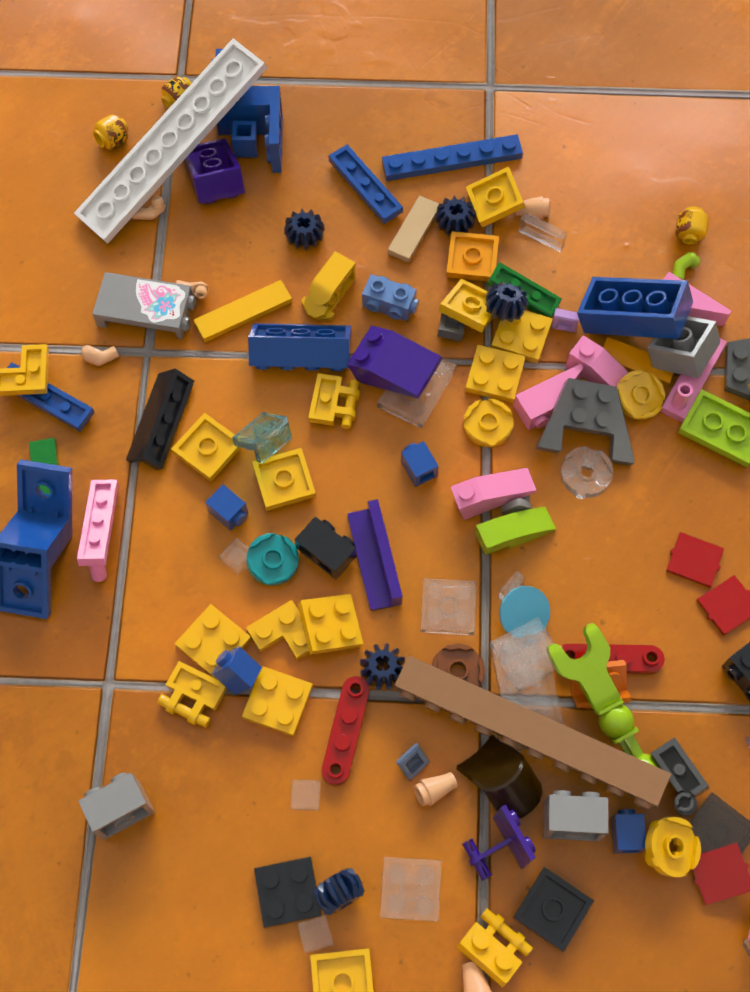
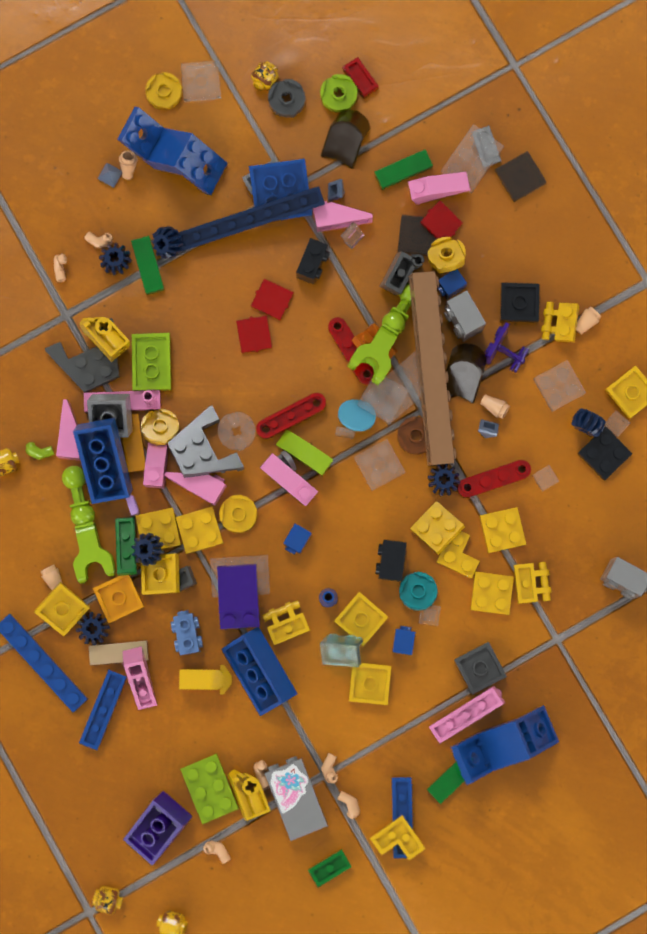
camera: 120 degrees left, 15 degrees up
(51, 299) = (329, 868): none -> green plate
(138, 573) = (480, 668): none -> dark grey plate
(149, 354) = (328, 770): none -> light nougat arm
(160, 419) = (369, 729): black panel -> none
(170, 140) = (161, 864): white plate -> none
(172, 261) = (250, 803): none -> yellow piece
(215, 237) = (209, 788): none -> lime plate
(236, 670) = (503, 562): blue brick -> none
(242, 311) = (255, 729): yellow tile -> none
(245, 138) = (120, 818): blue brick -> none
(264, 107) = (96, 833): blue bracket -> none
(304, 229) = (161, 730): dark blue gear -> none
(331, 458) = (332, 602): none -> blue cone
(375, 557) = (376, 529): dark purple panel -> none
(376, 227) = (139, 678): none -> bright pink slope
(542, 232) = (70, 555): clear tile -> none
(560, 260) = (86, 531): none -> lime piece
(569, 541) = (291, 415): none -> red plate

